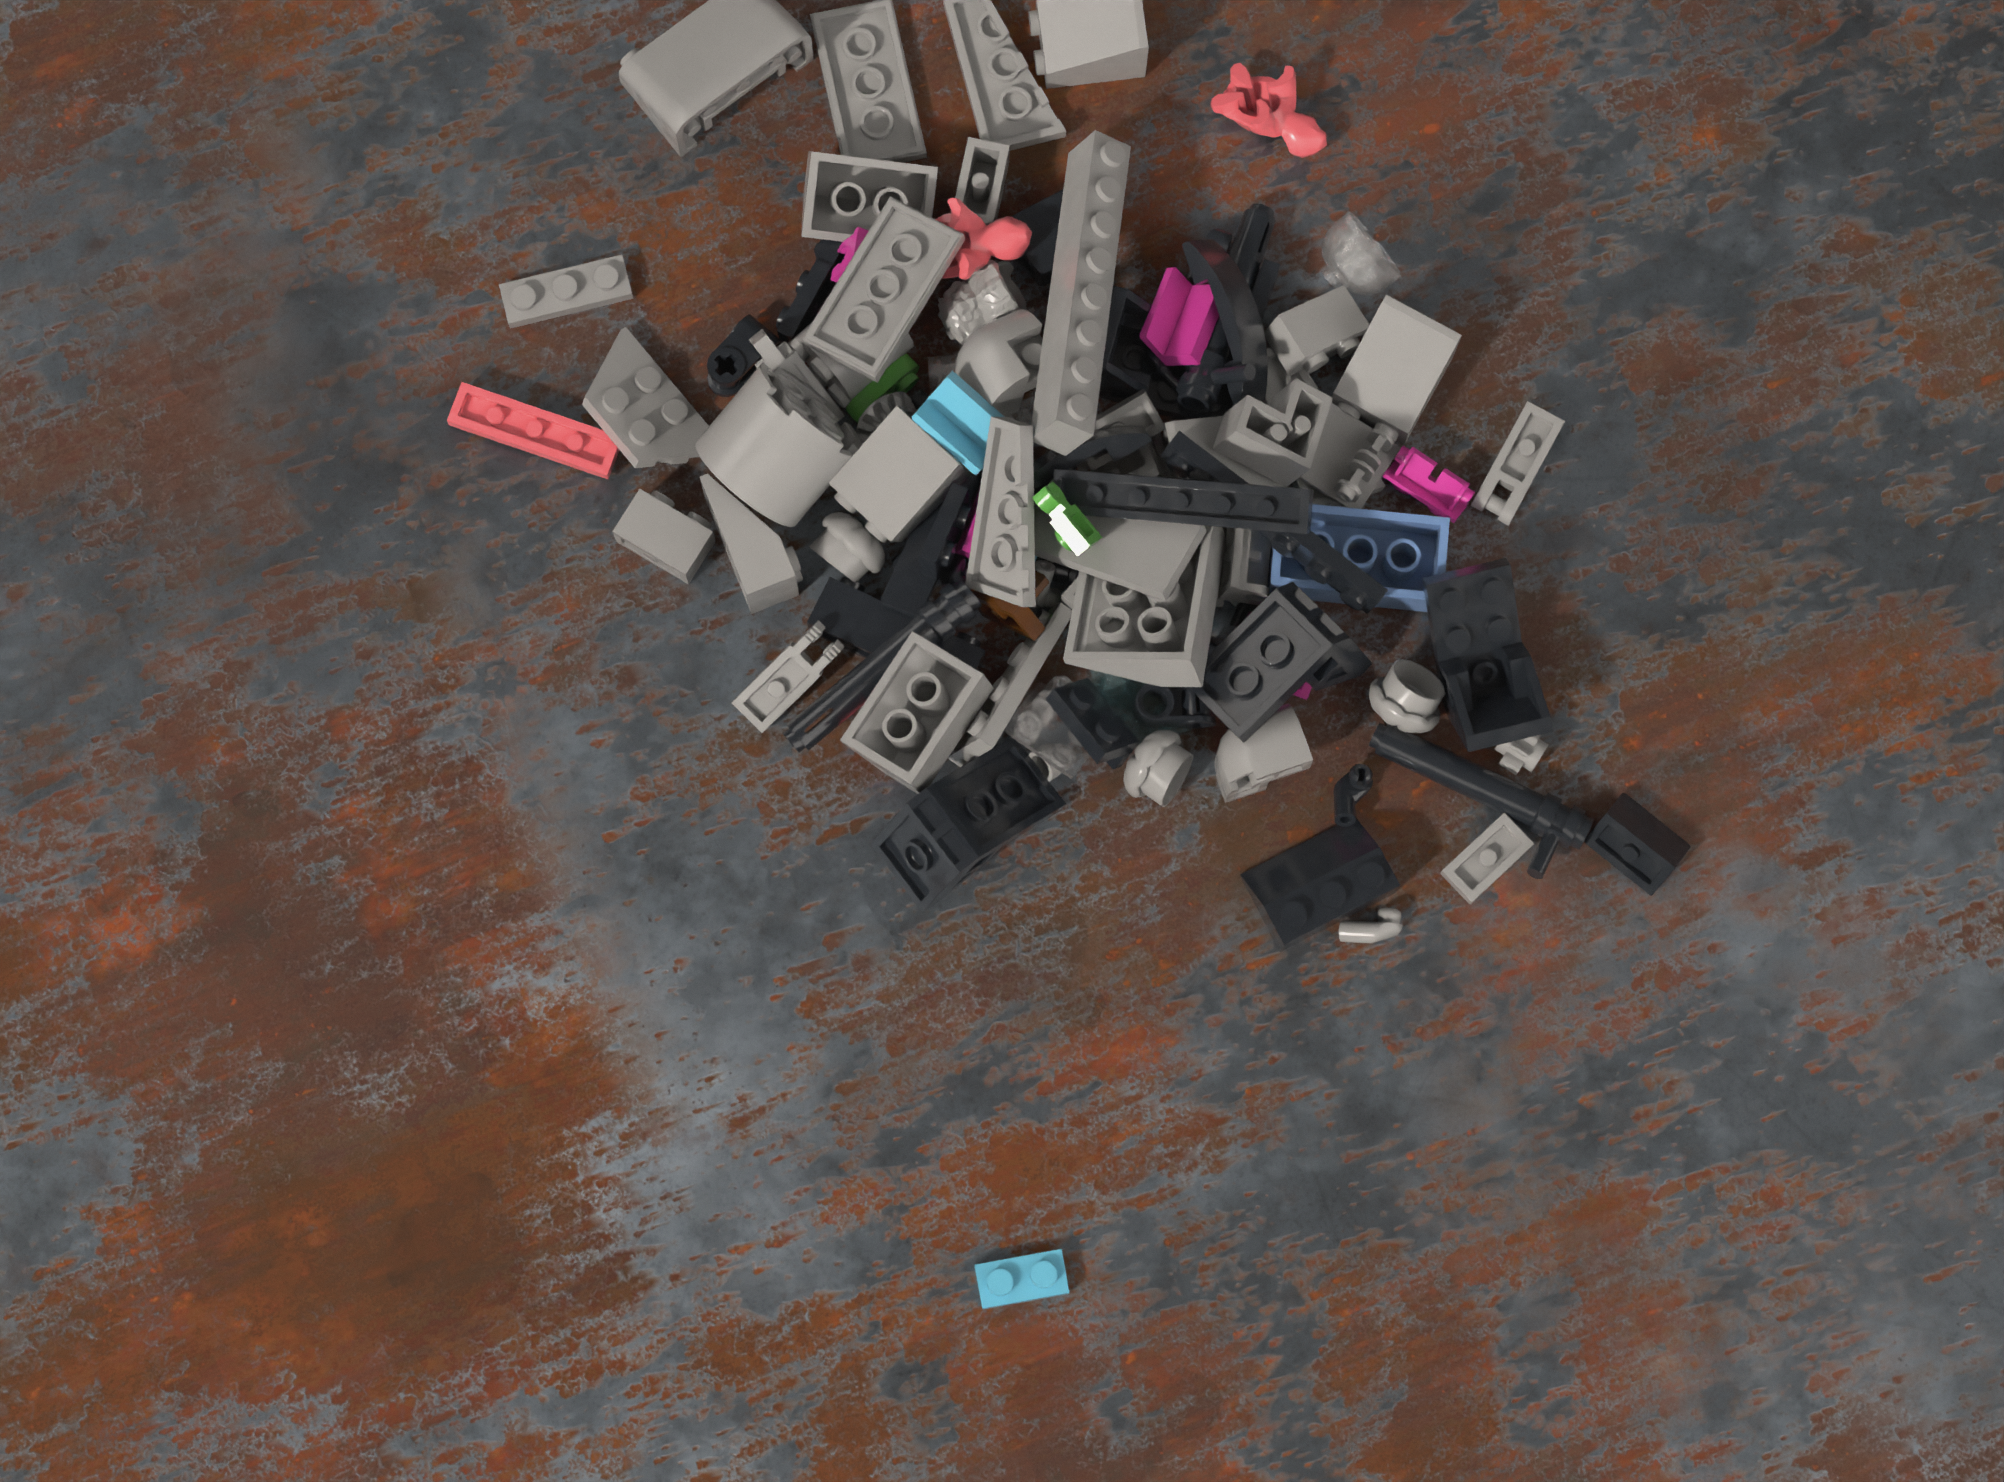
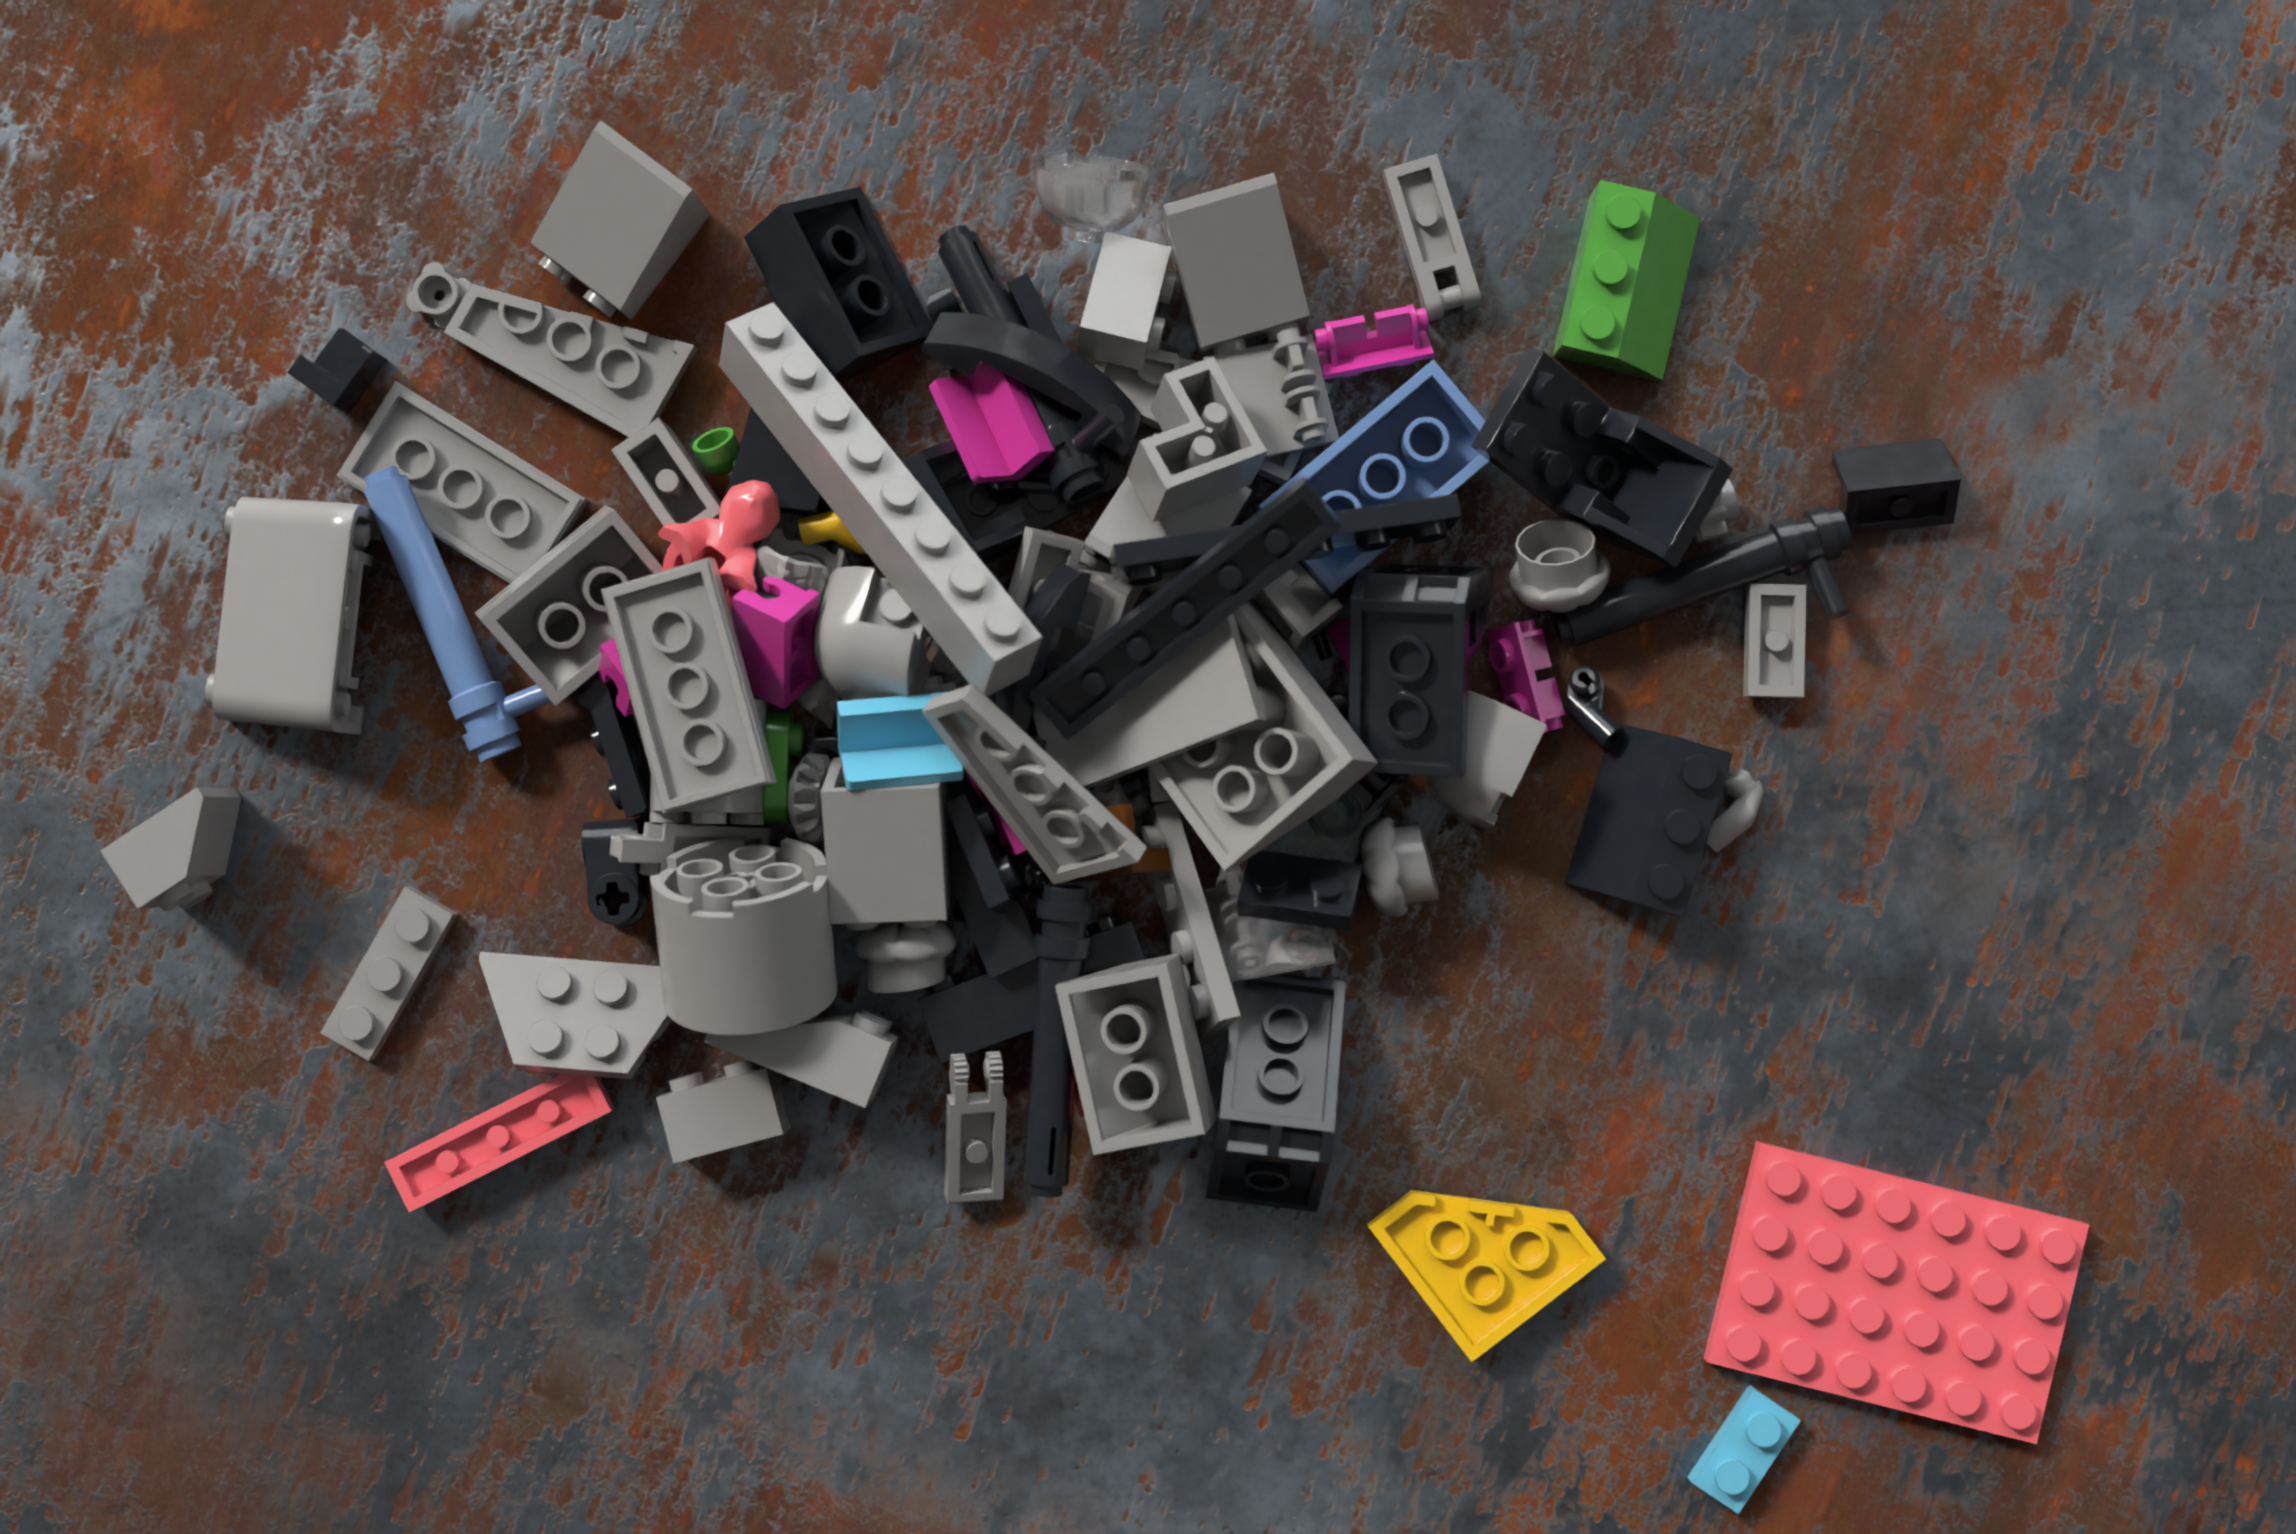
camera: 40 degrees left, 10 degrees up
(531, 116) = (177, 850): none -> light grey slope
(763, 195) = (476, 697): none -> medium blue cylinder
(952, 315) = (777, 640): none -> dark pink hinge
(985, 1028) = (1484, 1260): none -> yellow plate
(1020, 196) = (717, 450): none -> bright green hinge
(1036, 290) = (827, 527): none -> yellow arm
(1070, 524) = (1102, 737): bright green plate -> none
(1176, 173) = (839, 281): none -> black slope
(1194, 1280) = (1896, 1292): none -> coral plate
(1269, 108) = (860, 131): coral animal -> none
(1341, 726) = (1515, 656): none -> dark pink hinge
(1600, 590) = (1627, 281): none -> bright green slope

